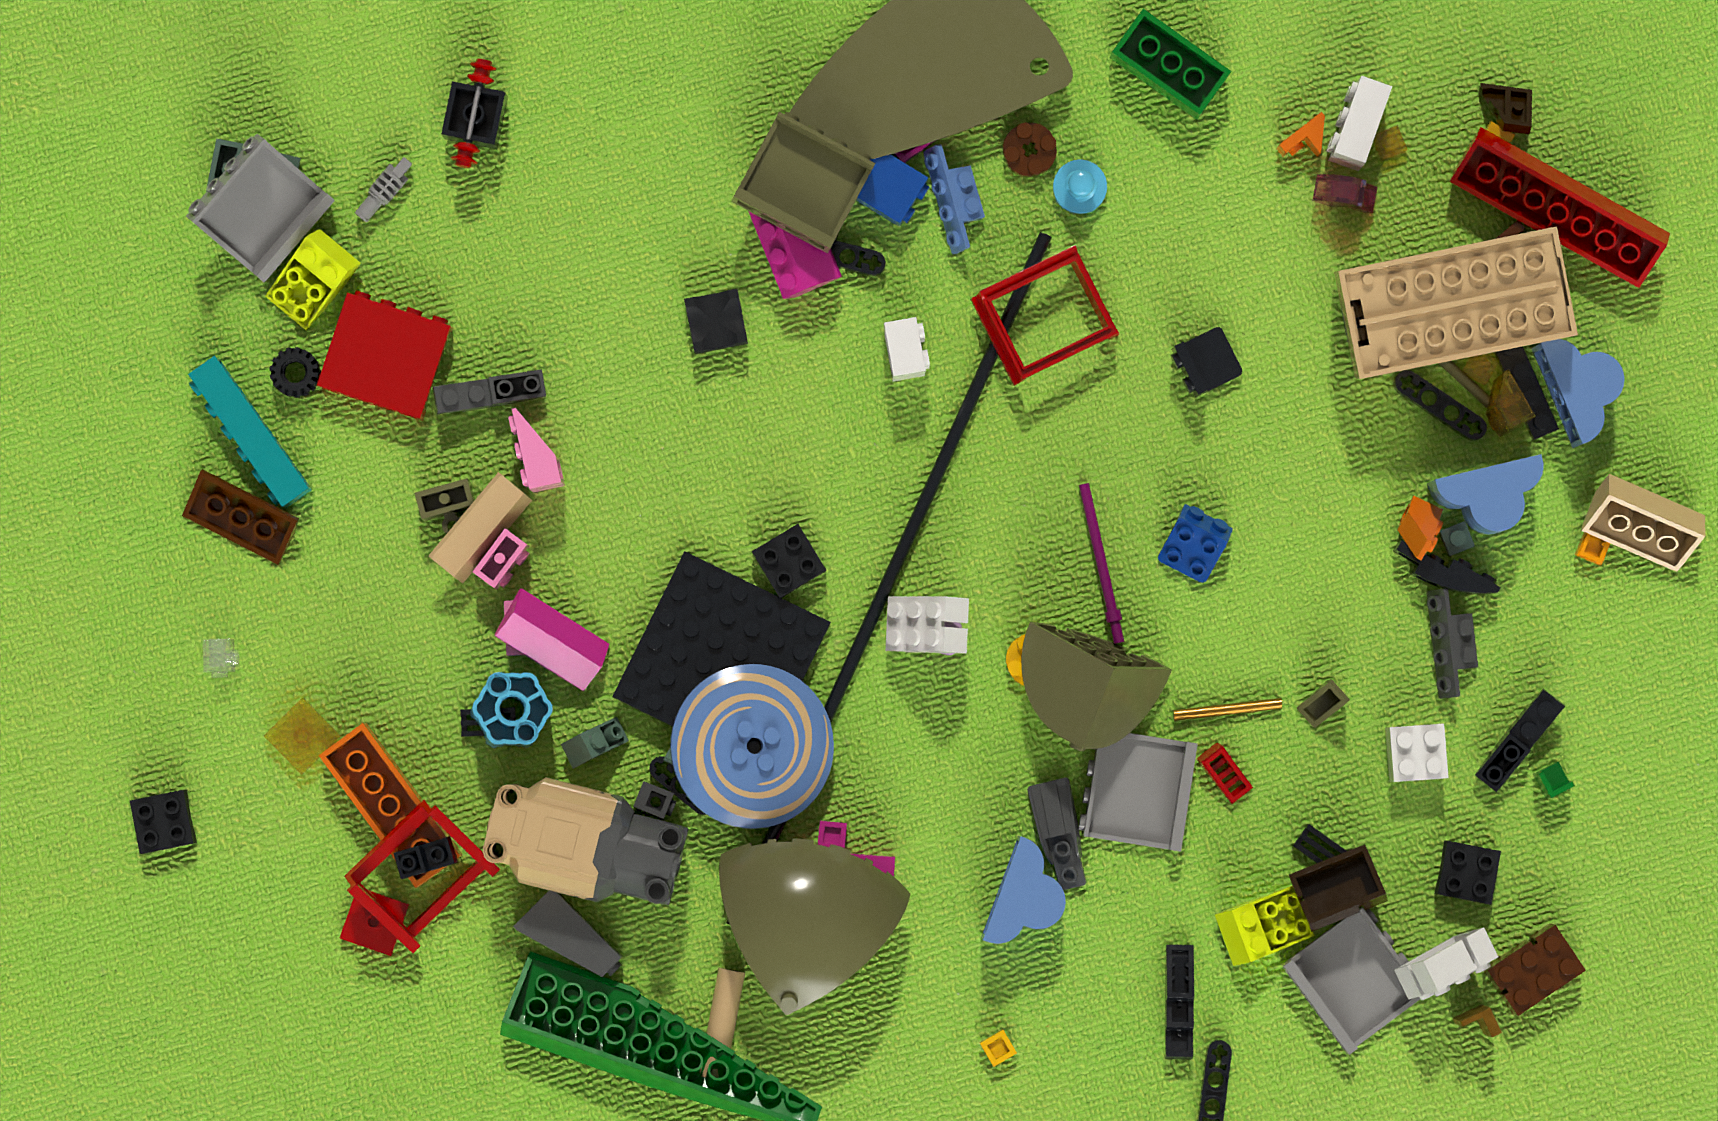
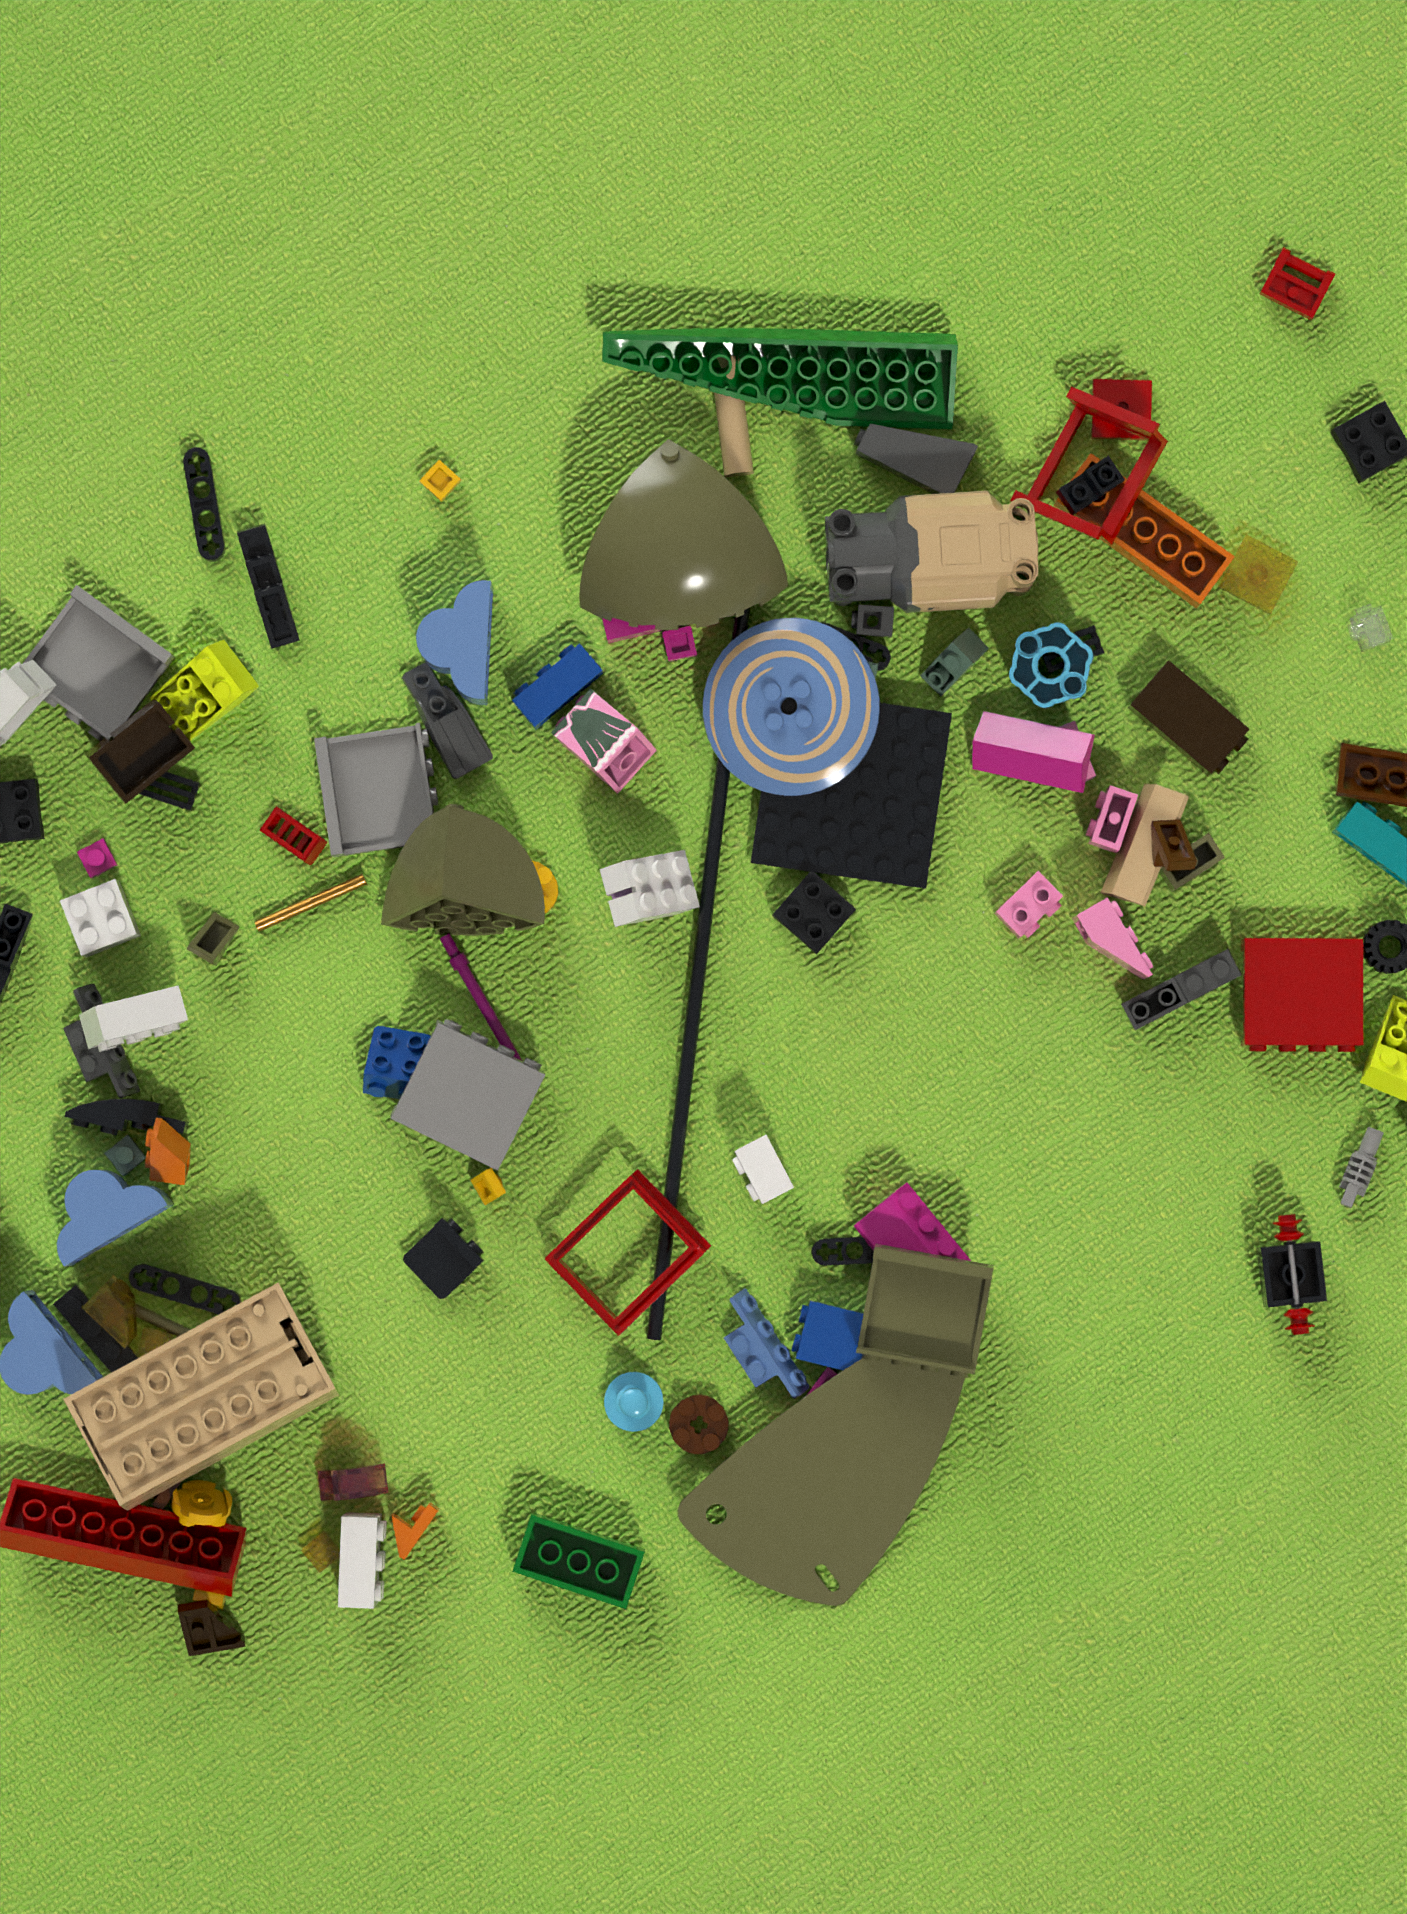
camera: 165 degrees right, 0 degrees up
(188, 978) = (1292, 291): none -> red plate
(404, 626) = (1189, 719): none -> dark brown brick
(458, 515) = (1171, 846): none -> reddish brown slope
(598, 507) = (1029, 905): none -> bright pink brick
(716, 321) = (969, 1138): black brick -> none
(926, 770) = (604, 740): none -> slope
(952, 832) = (556, 685): none -> blue brick
(1141, 495) = (468, 1093): none -> light grey panel
(1148, 411) = (488, 1186): none -> yellow plate
(1403, 807) = (97, 858): none -> dark pink plate
(1414, 652) = (133, 1019): none -> white piece
(1476, 203) = (213, 1509): none -> yellow plate

